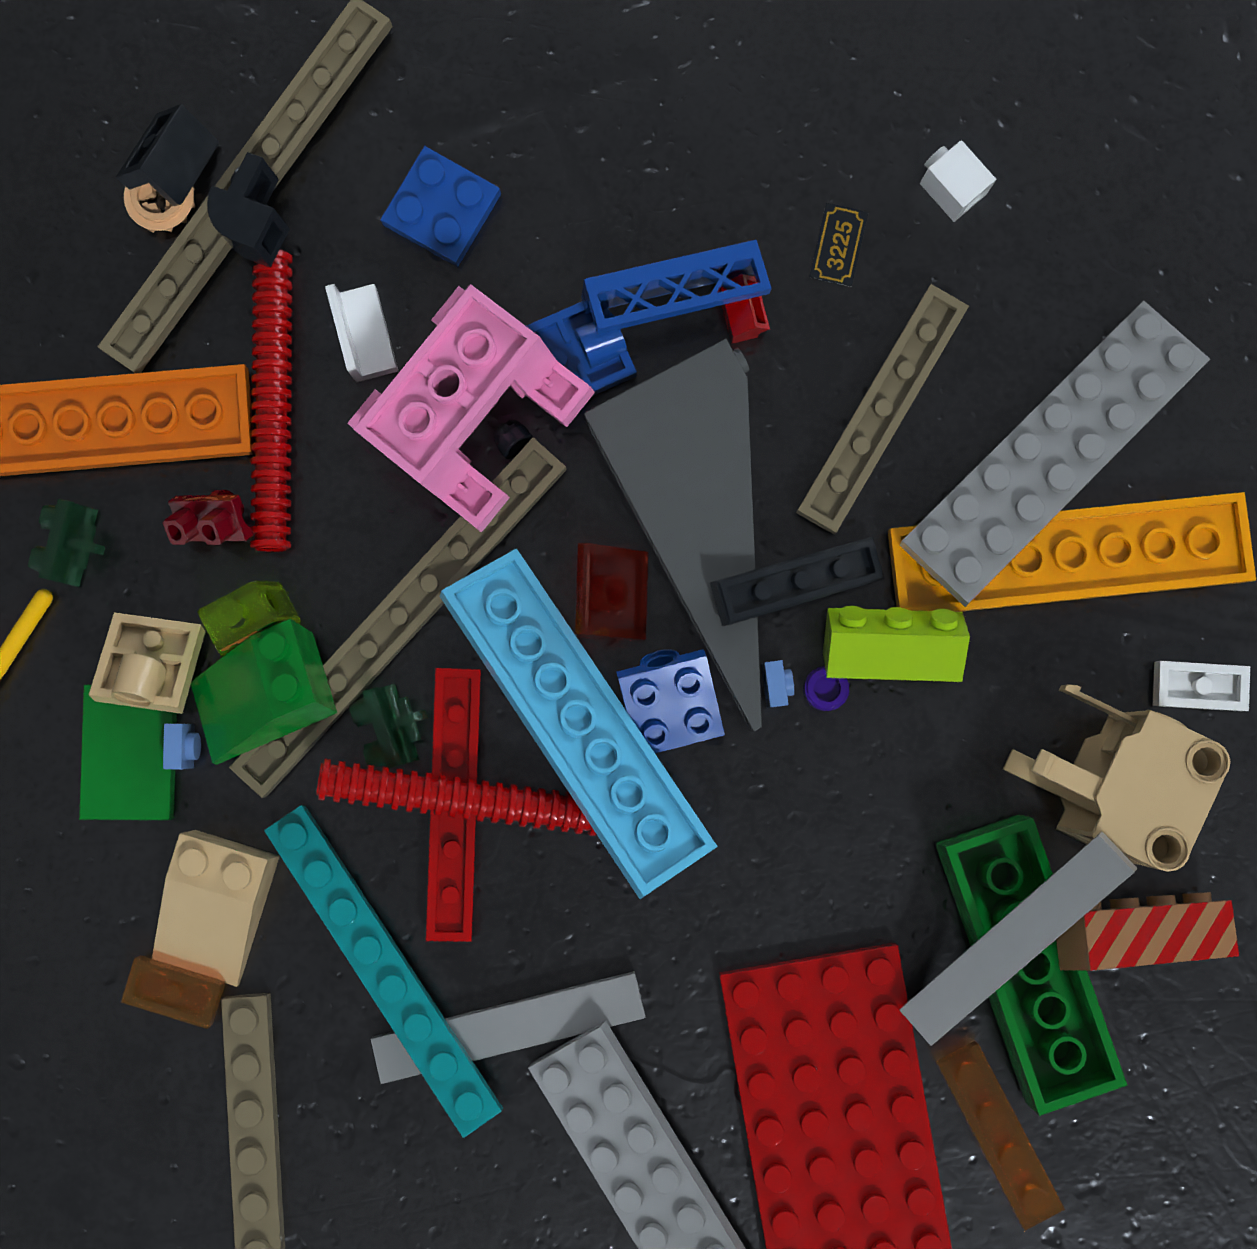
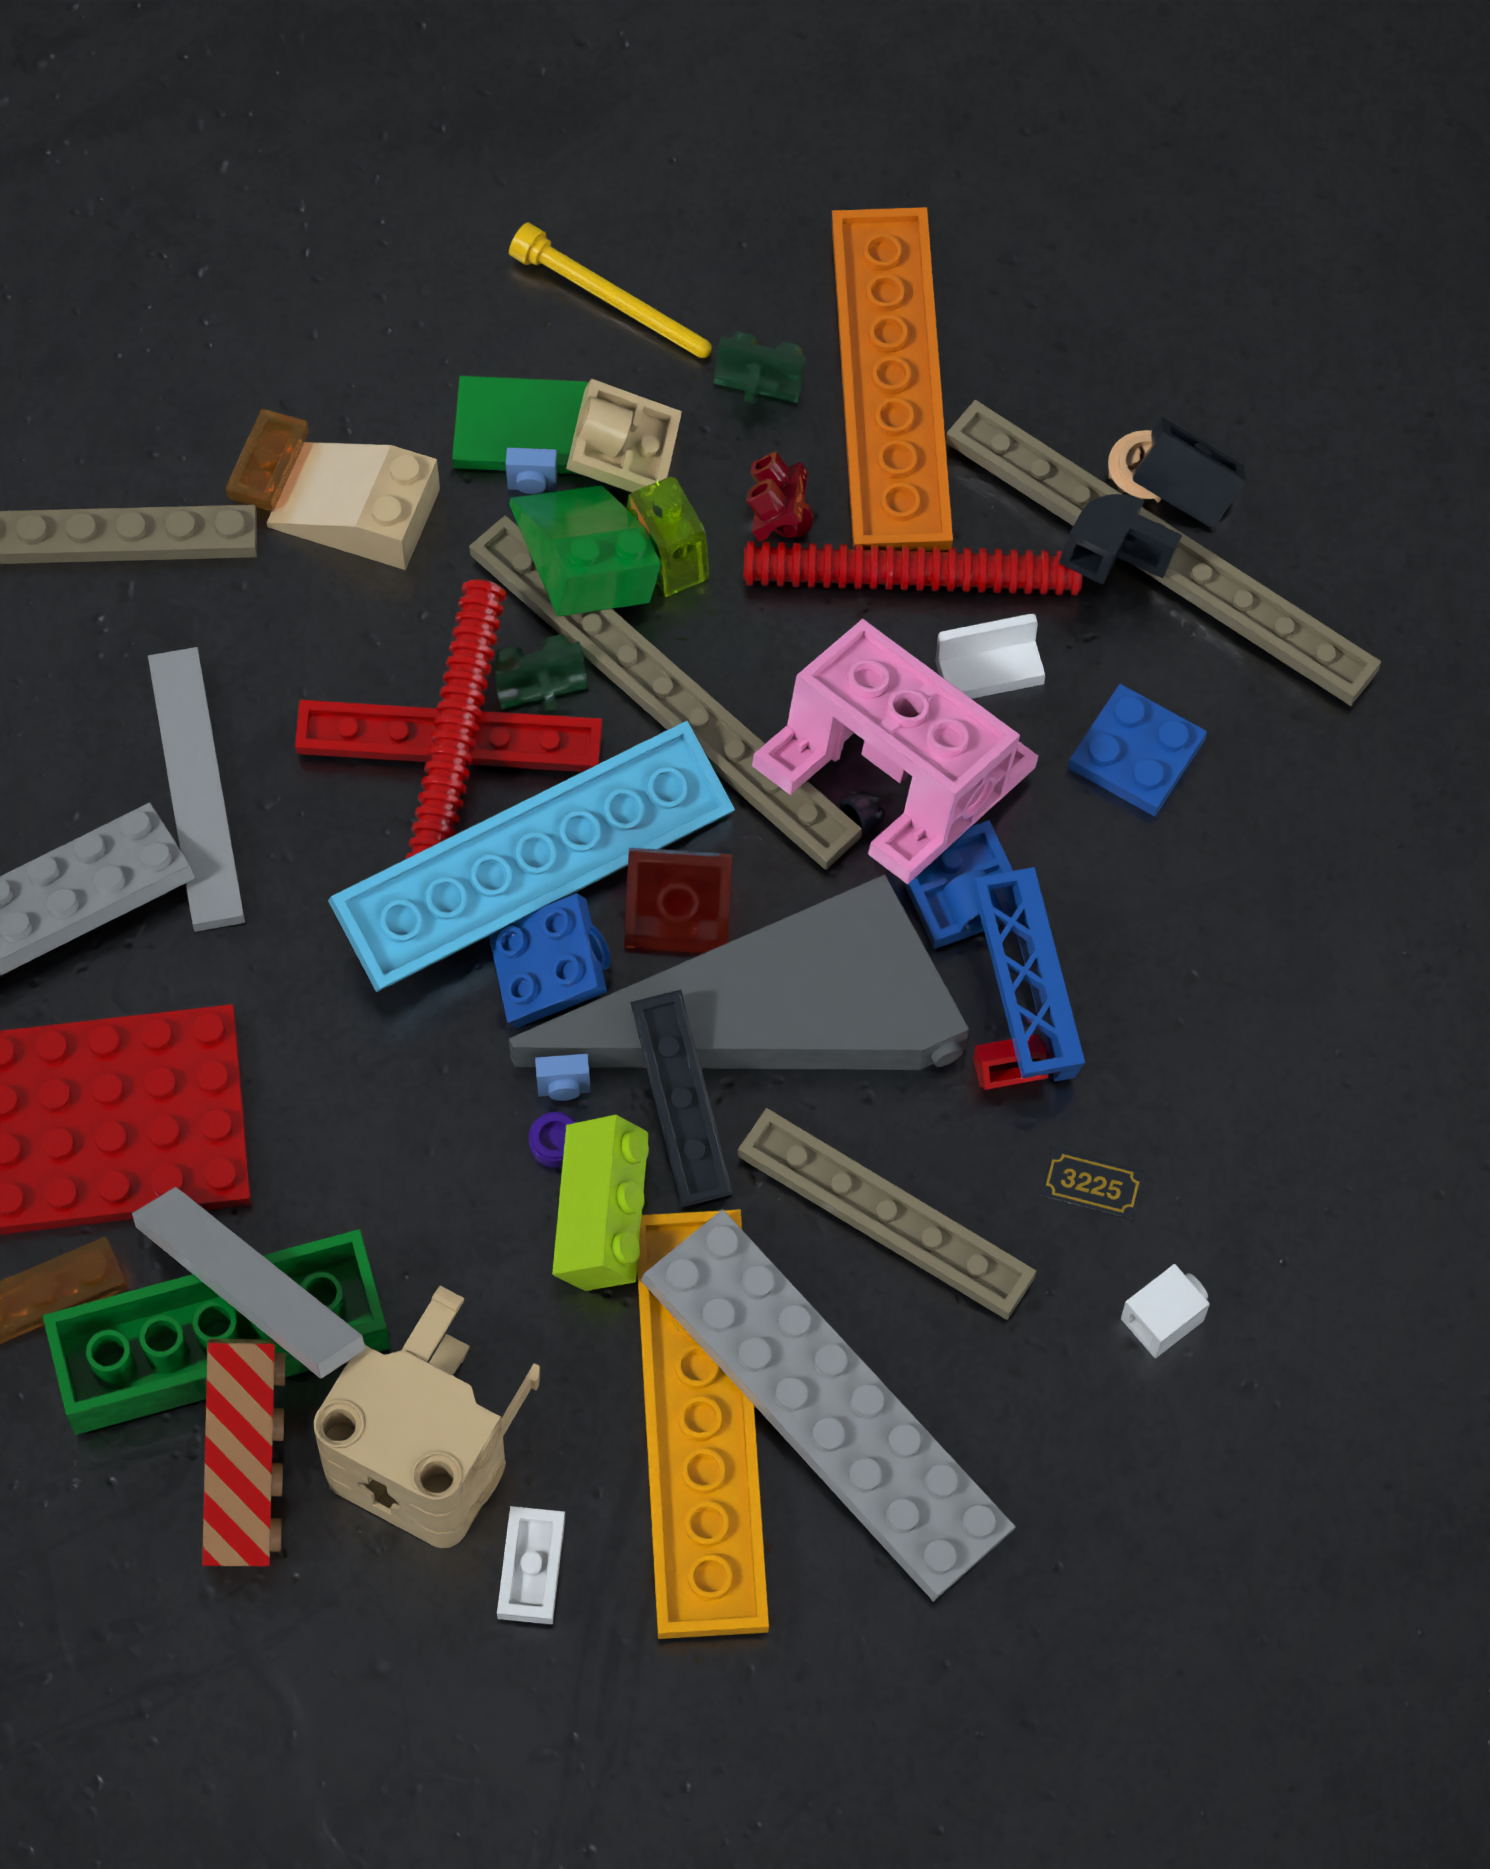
camera: 90 degrees right, 20 degrees down
(384, 971) = (270, 661): teal plate -> none

